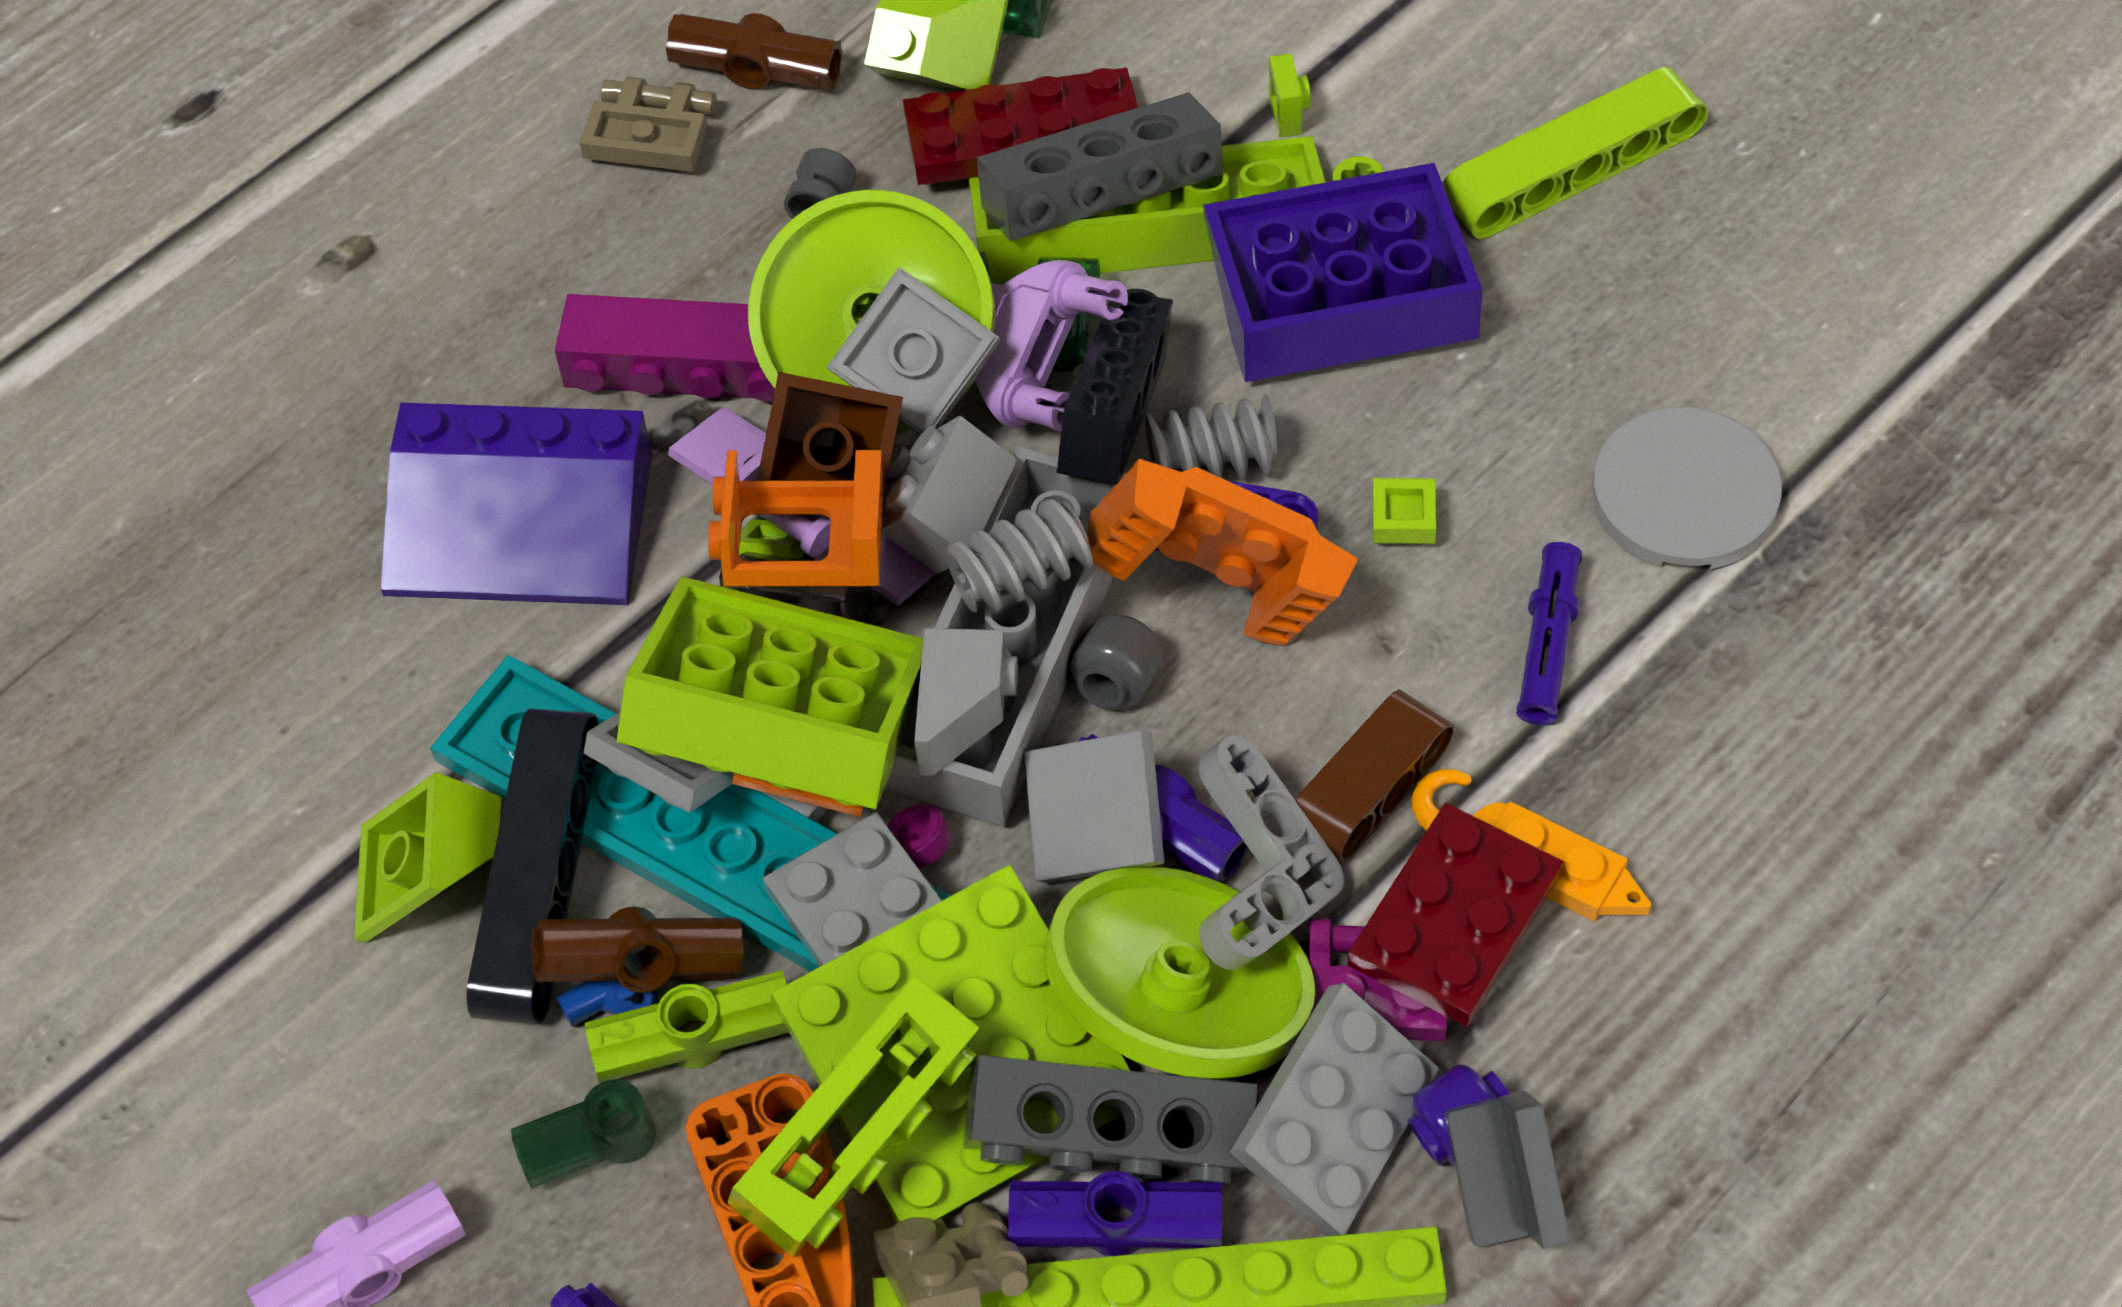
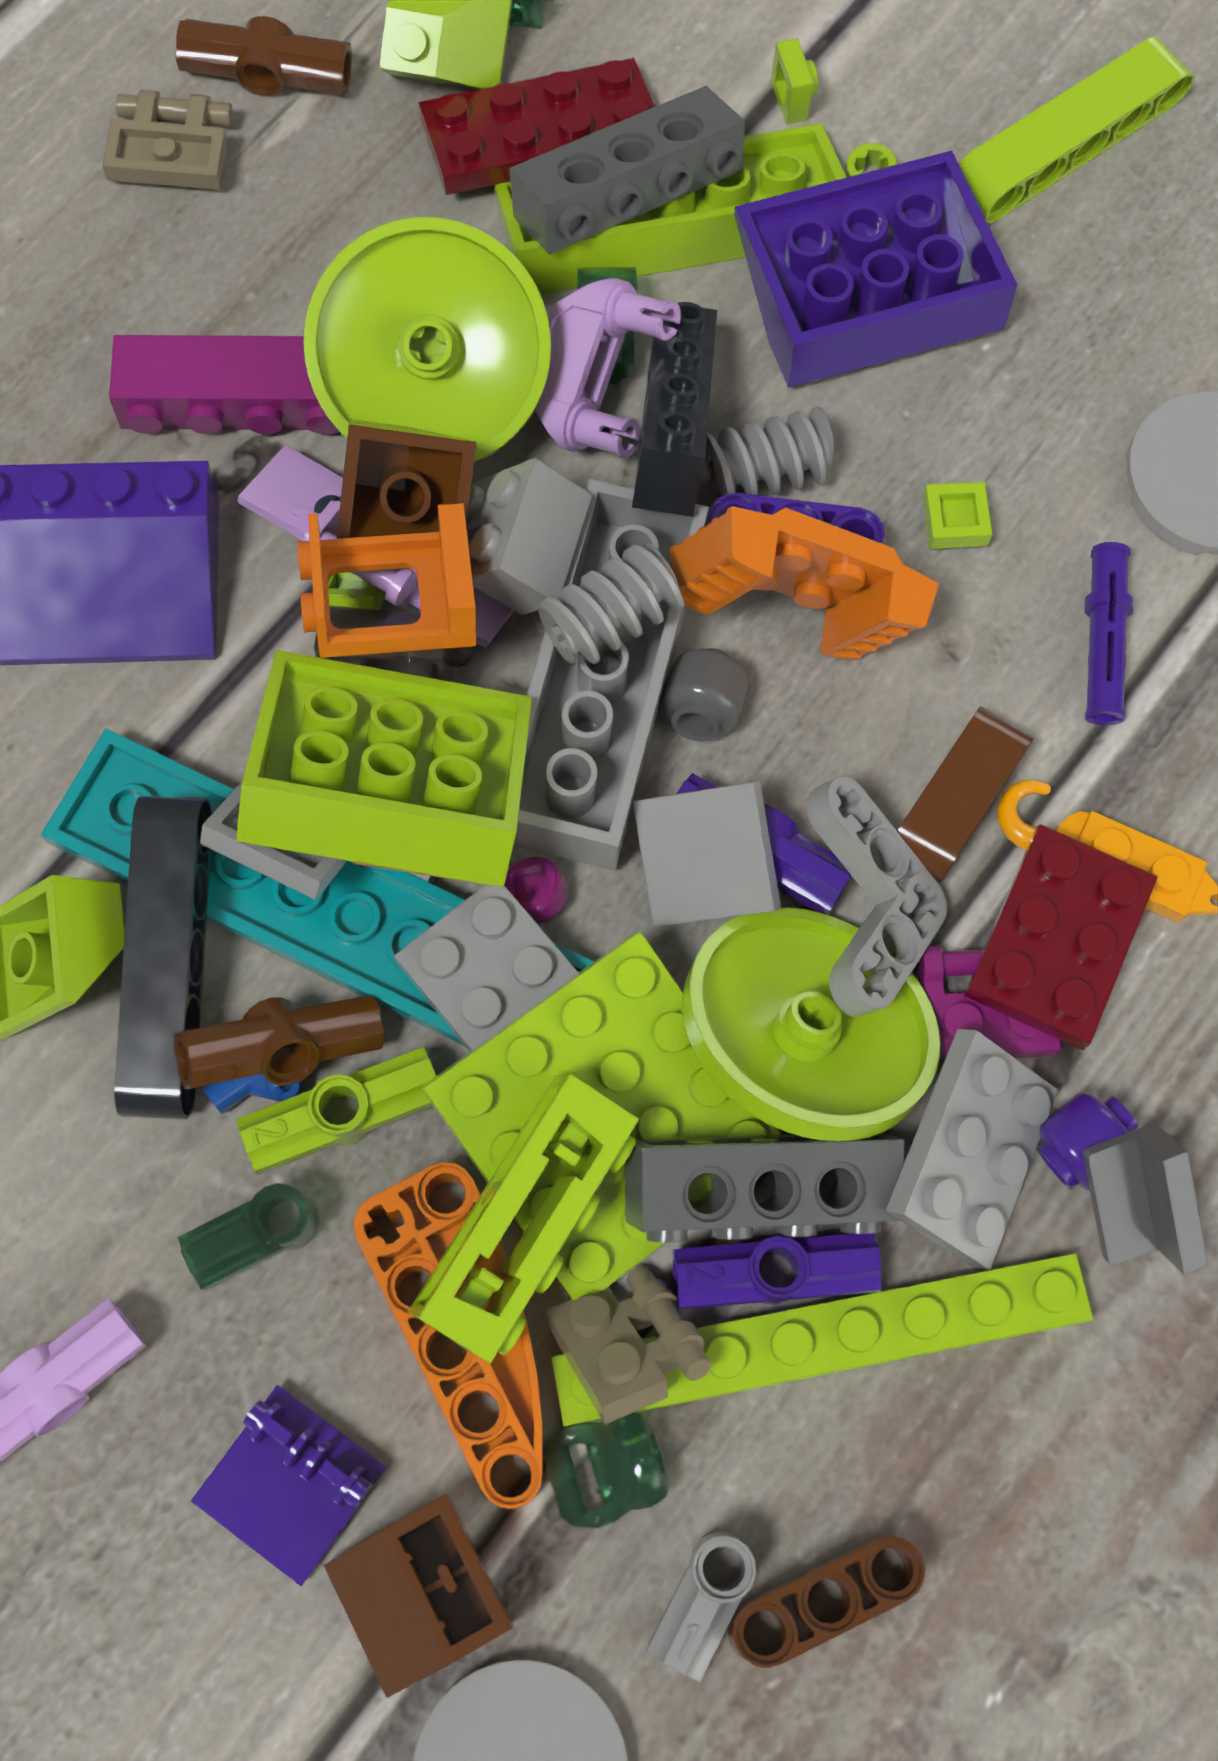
camera: 15 degrees left, 15 degrees up
(819, 176) = (352, 197): dark grey wheel -> none
(915, 349) = (476, 386): light grey tile -> none
(960, 692) = (571, 753): light grey slope -> none

